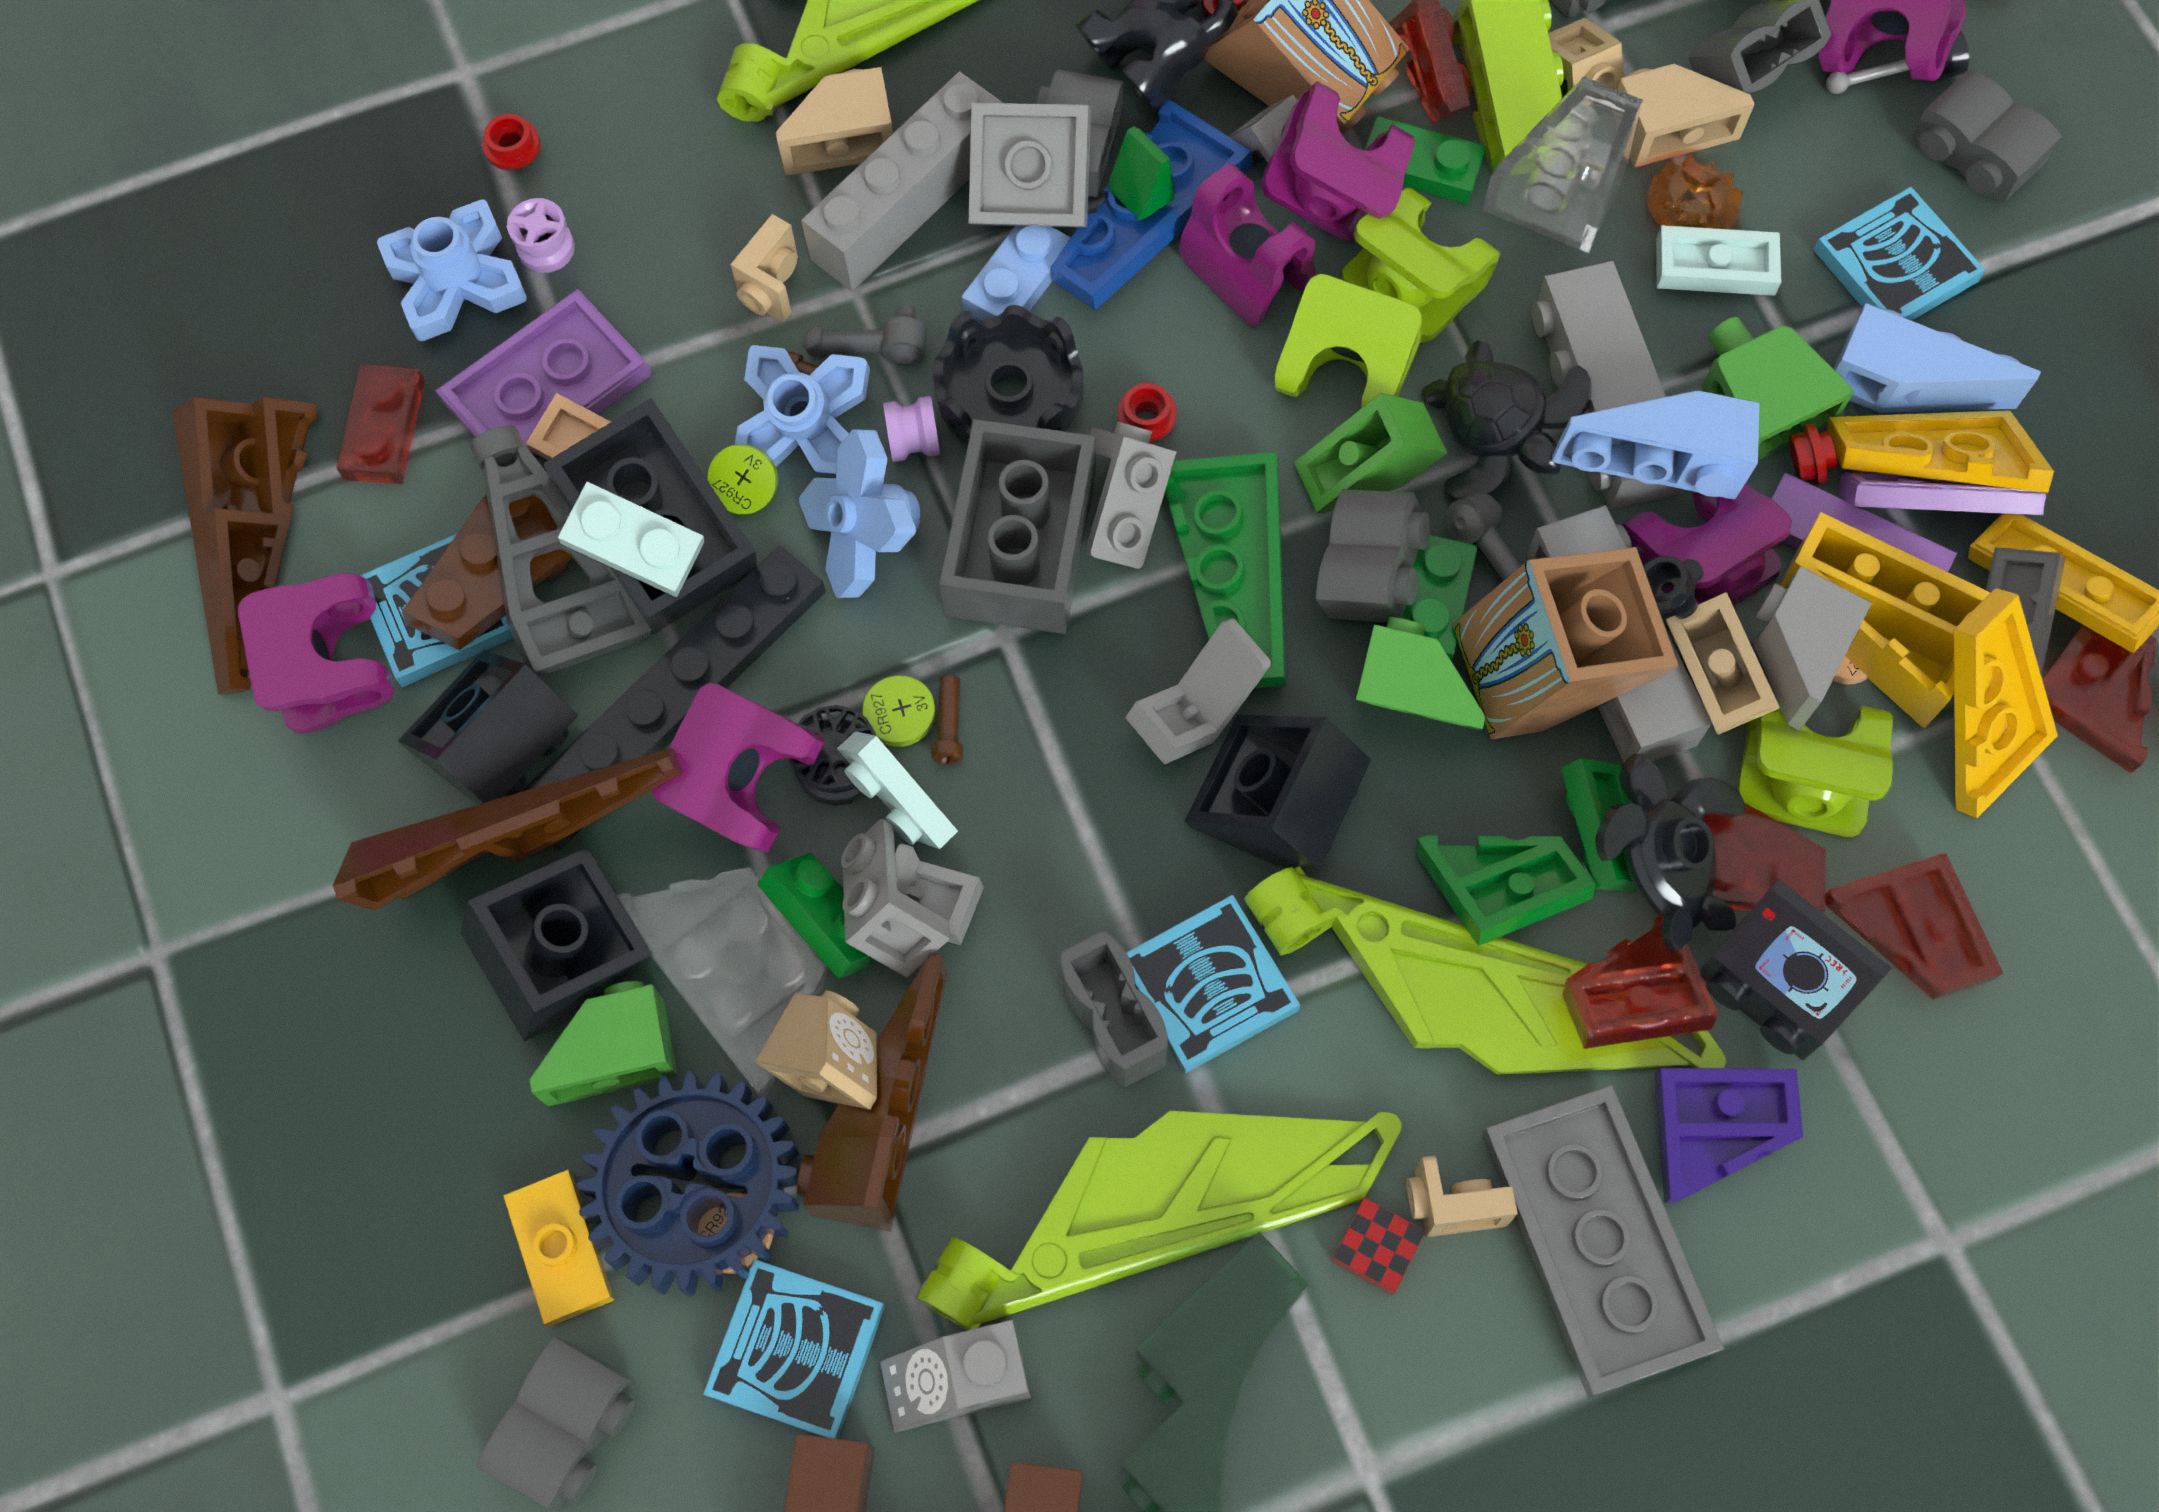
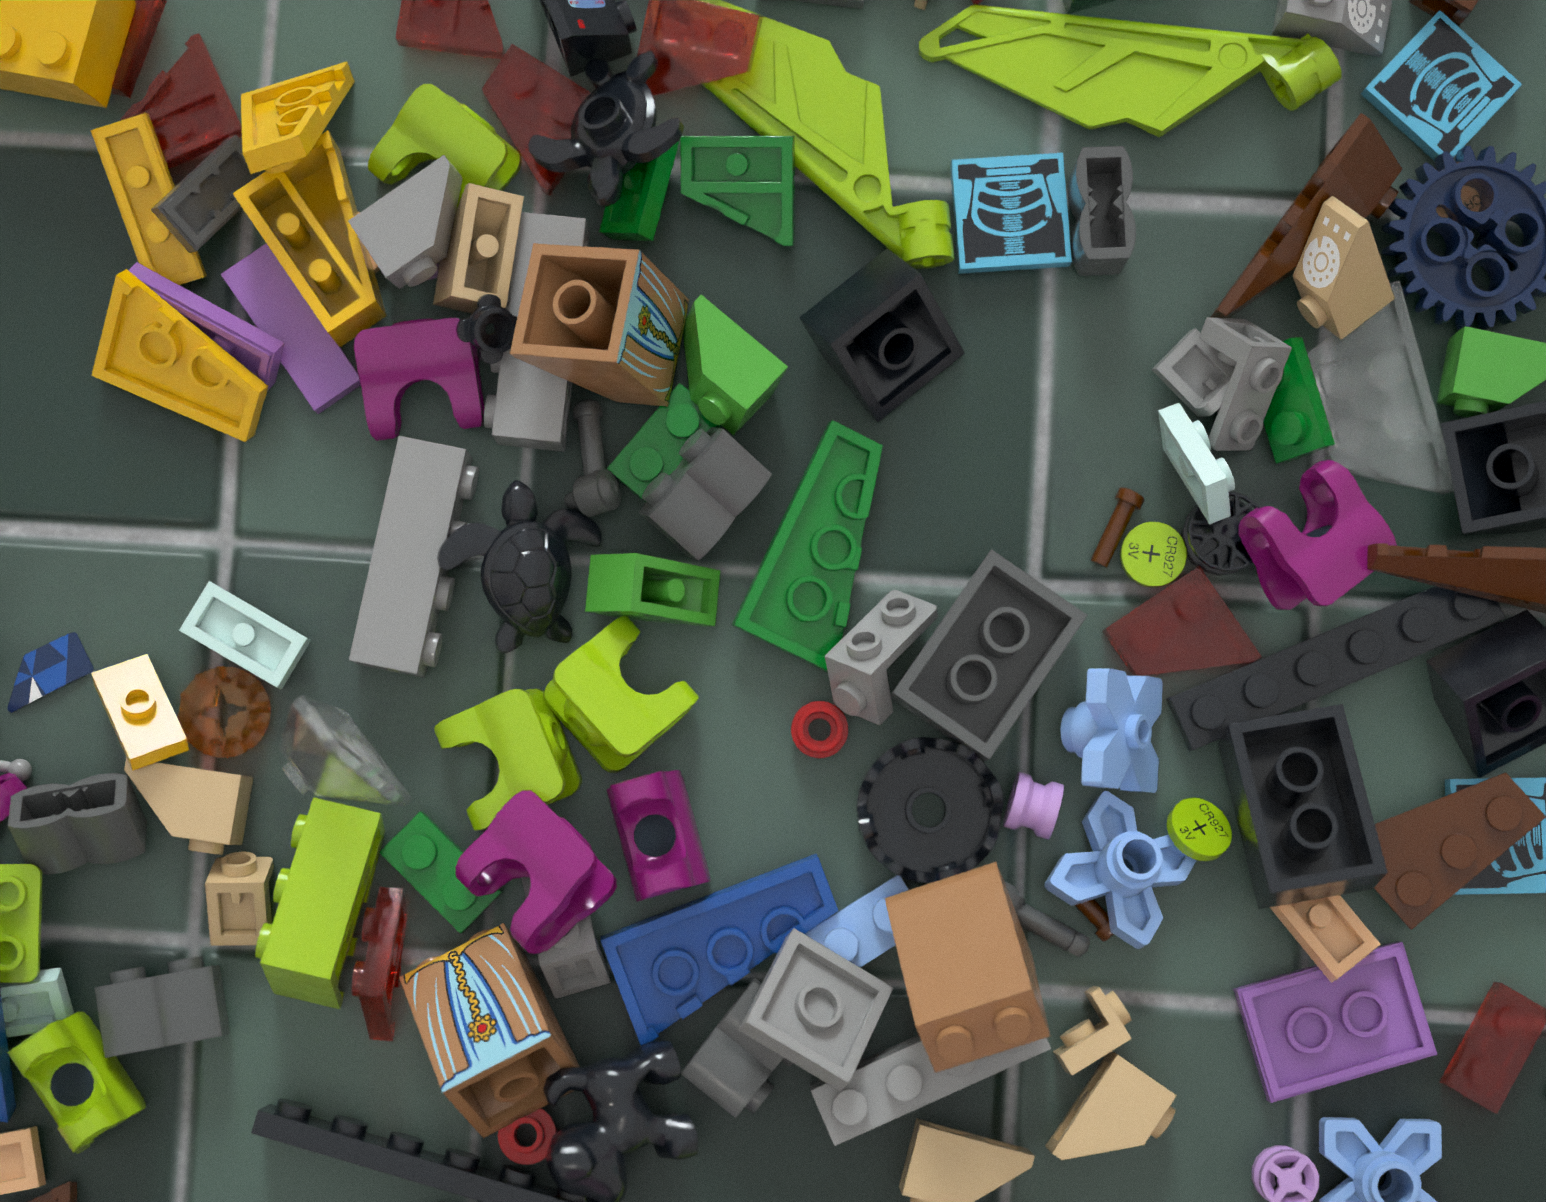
camera: 160 degrees left, 15 degrees up
(568, 628) = (1406, 747): dark grey plate -> none
(631, 539) = (1335, 769): light aqua plate -> none
(719, 215) = (1113, 1112): none -> tan slope
(838, 650) = (1181, 631): none -> clear red wing
(906, 237) = (967, 967): none -> medium nougat slope
(1142, 175) = (719, 953): green slope -> none
(1205, 698) = (914, 433): light grey bracket -> none
(1674, 441) = (400, 440): light blue slope -> none
(1768, 151) = (140, 712): none -> plate
(1781, 375) = (282, 488): bright green torso -> none
(1812, 454) = (282, 414): red plate -> none
(1868, 171) = (49, 669): none -> dark blue sticker
(1899, 257) = (85, 564): tile -> none
(1916, 369) = (158, 456): light blue slope -> none

